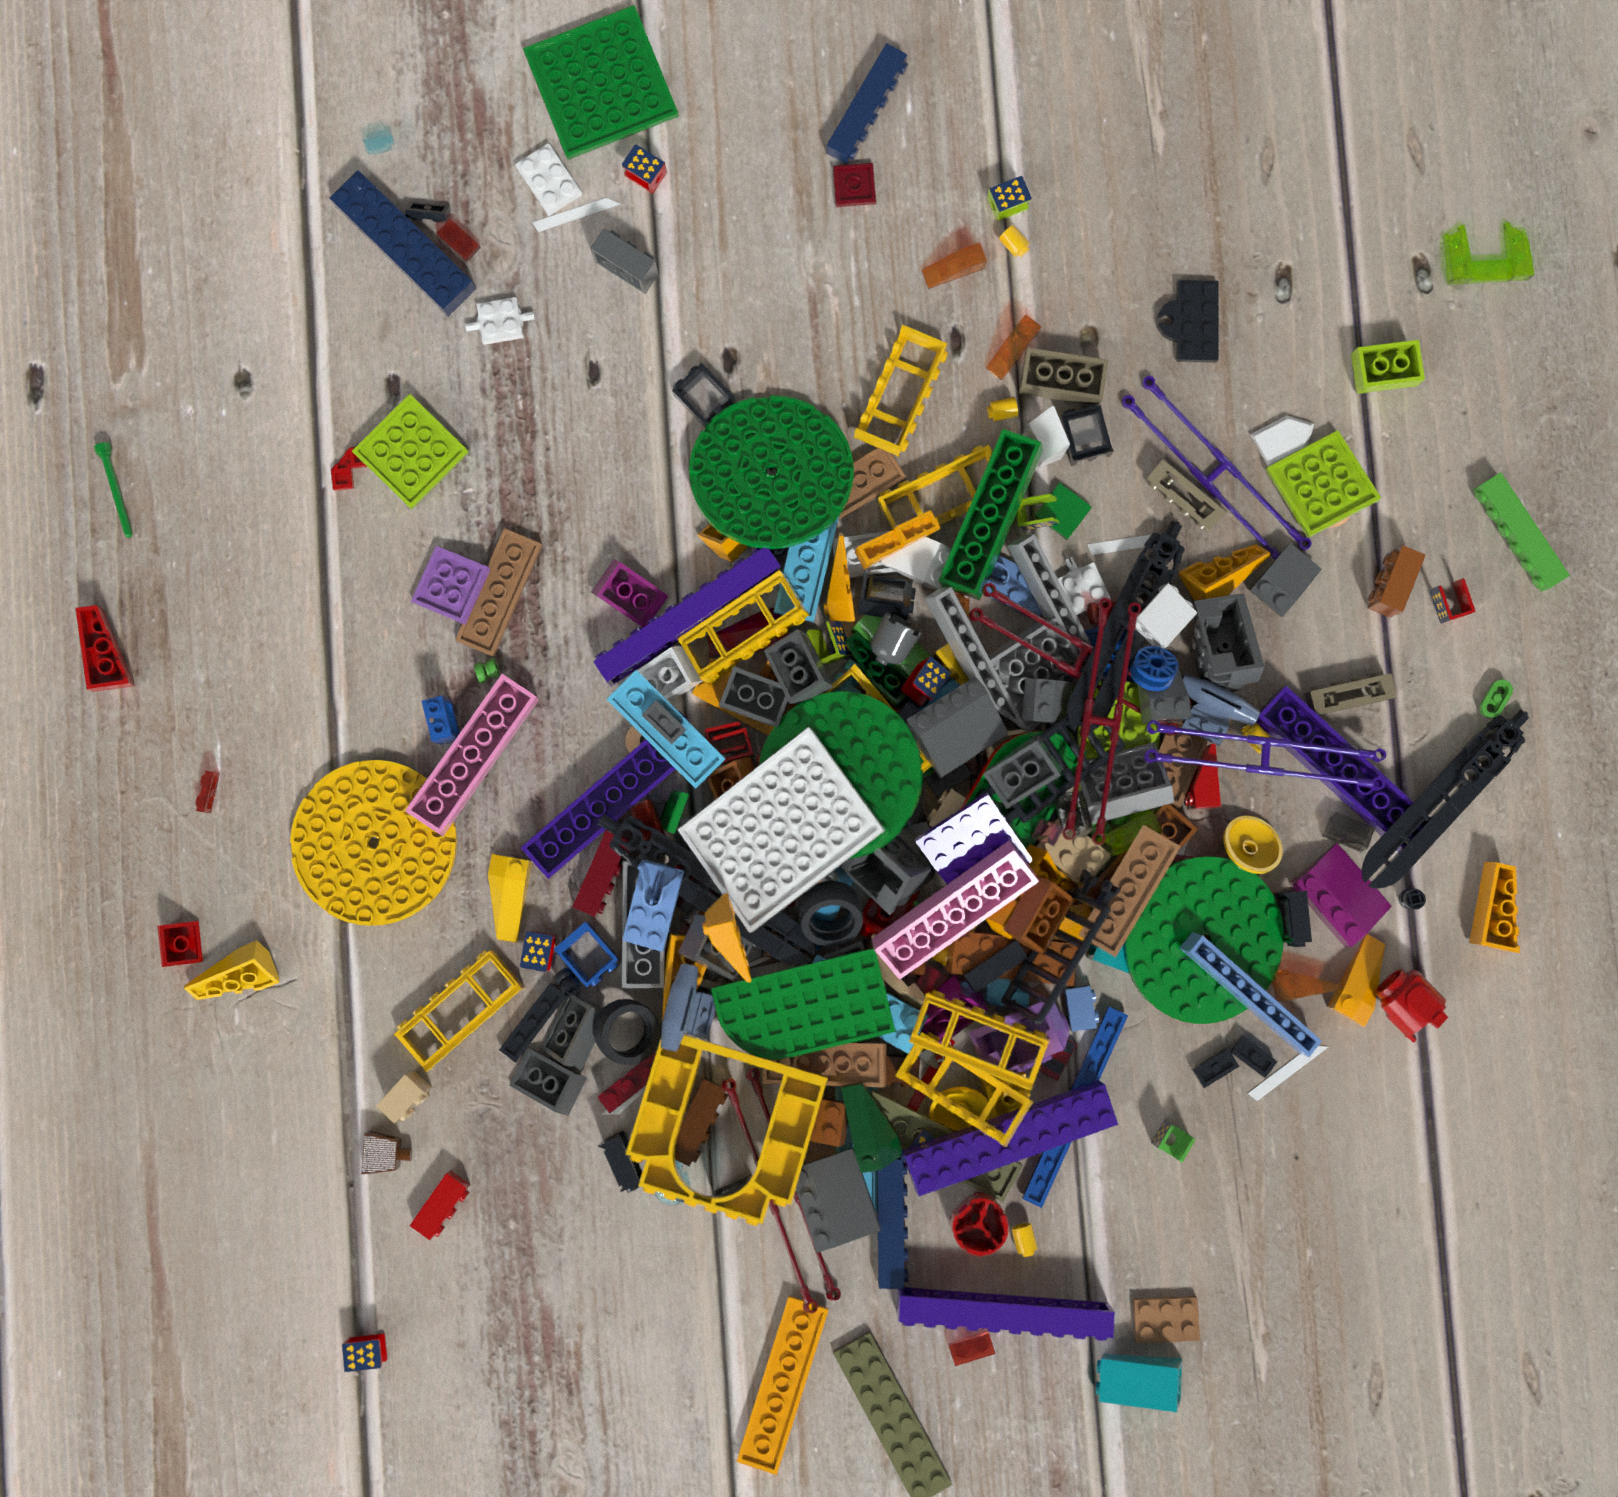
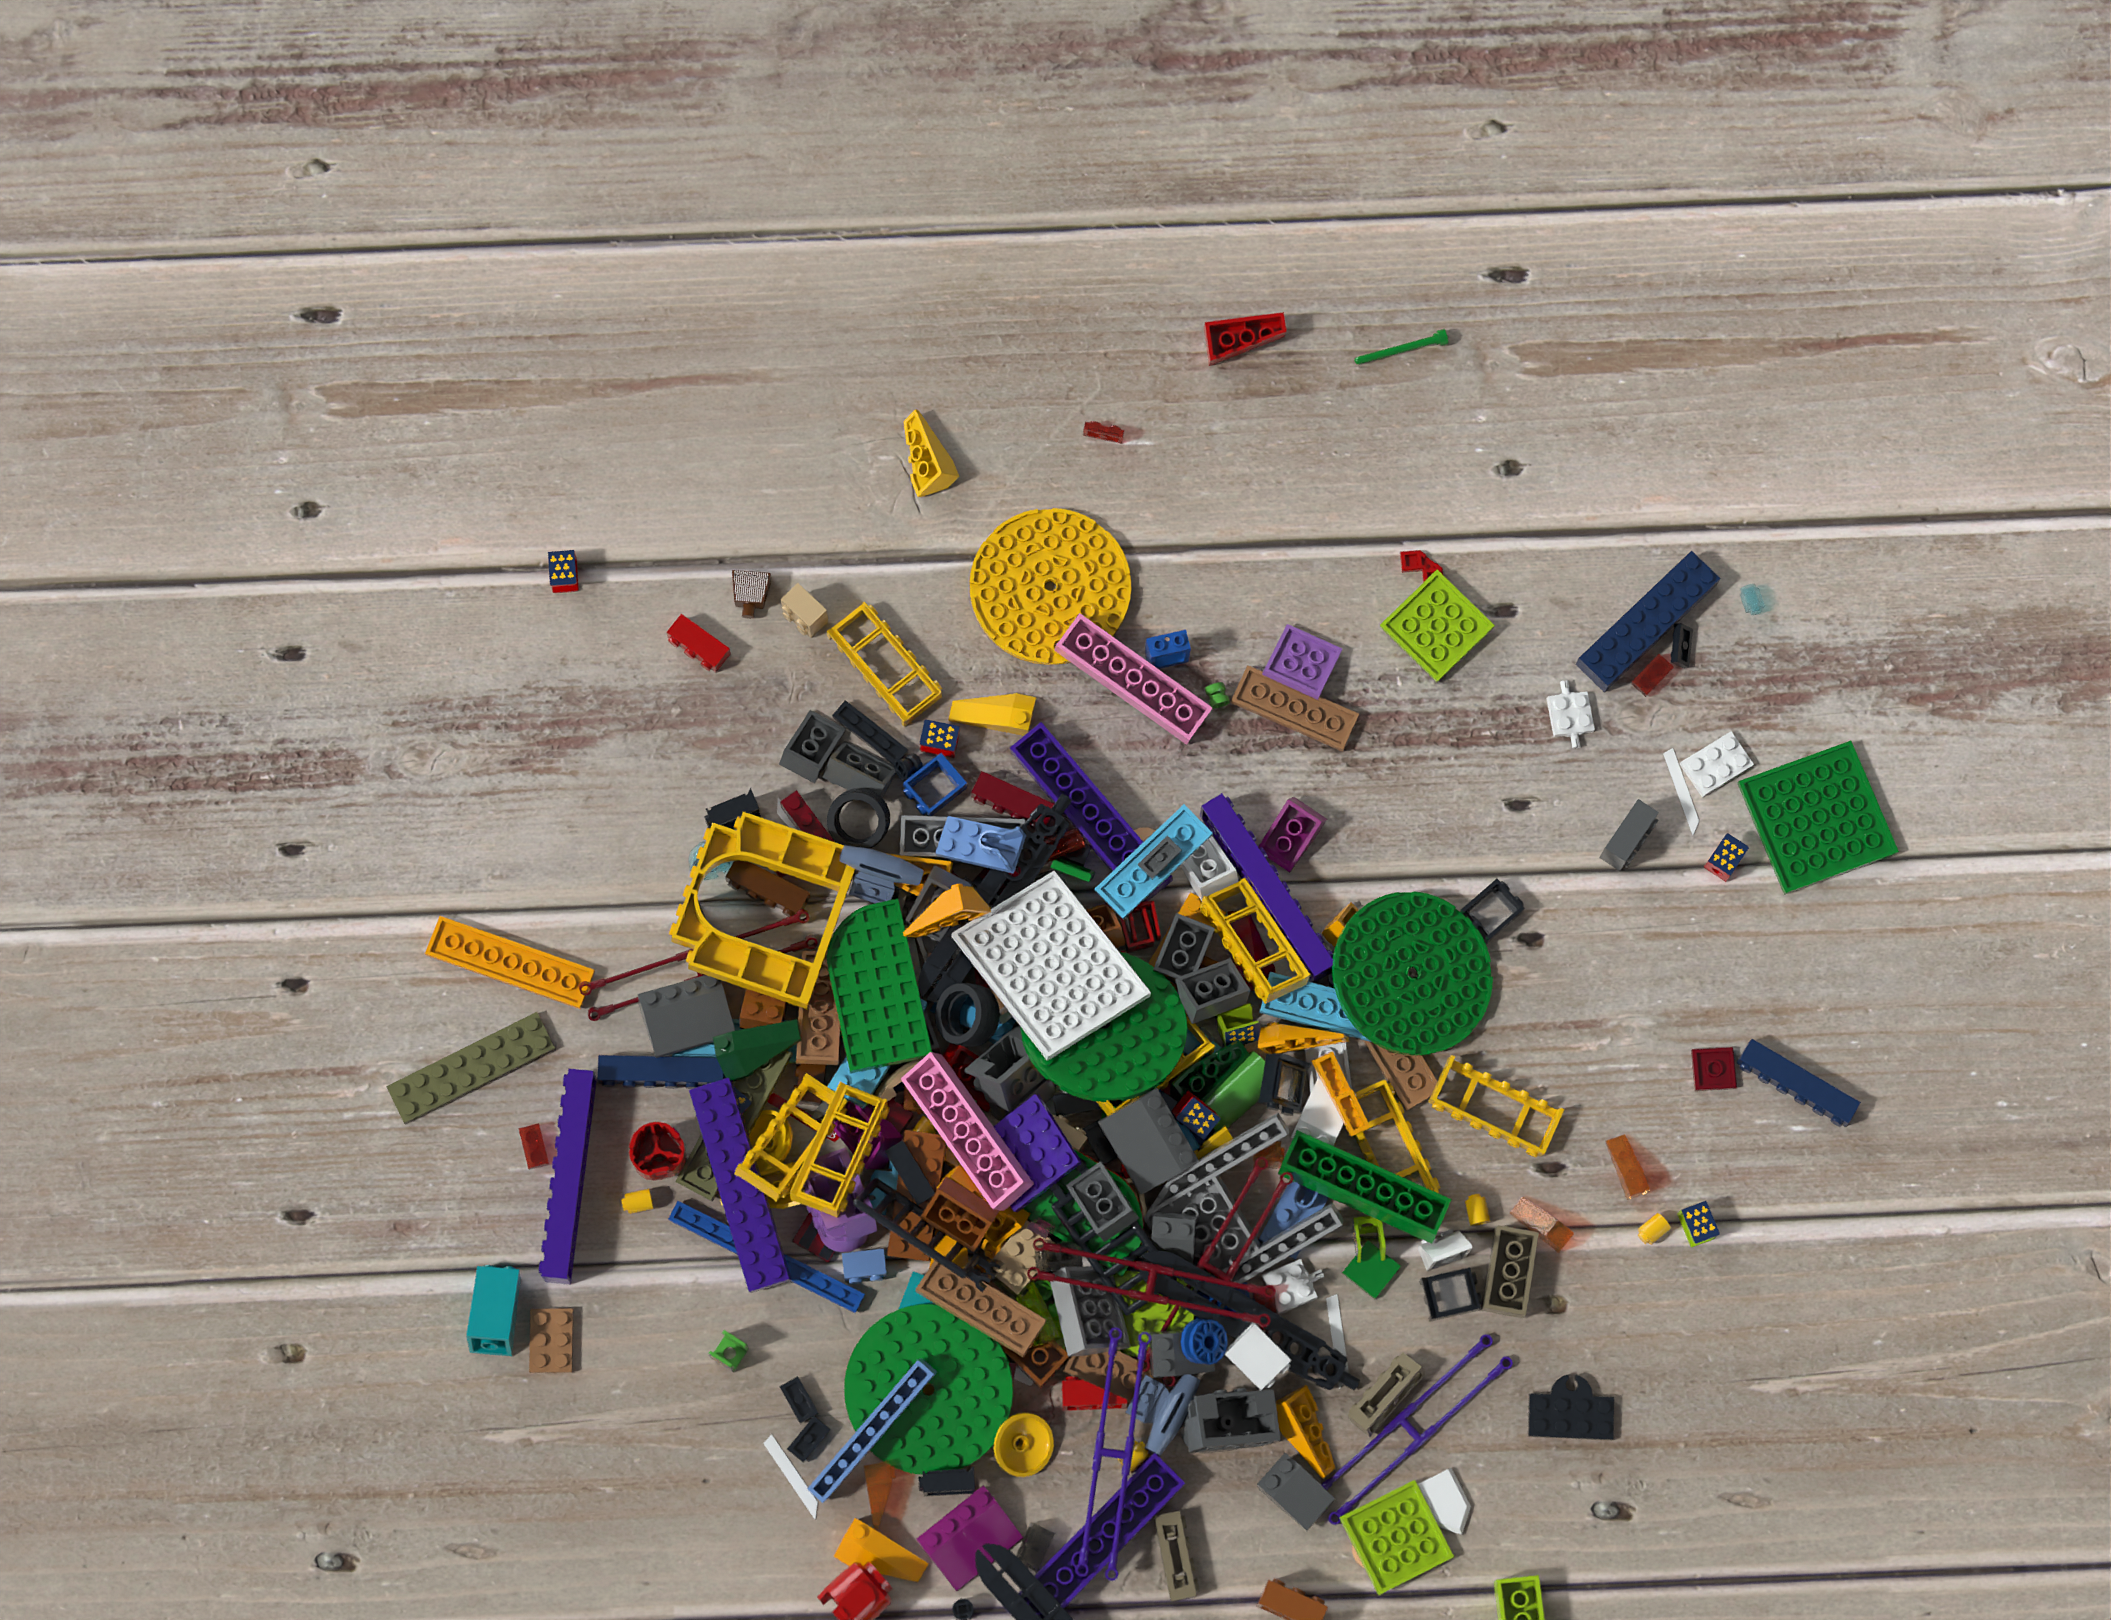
camera: 85 degrees right, 10 degrees down
(180, 944) = (957, 406): red slope -> none
(893, 639) = (1239, 1085): dark grey cylinder -> none

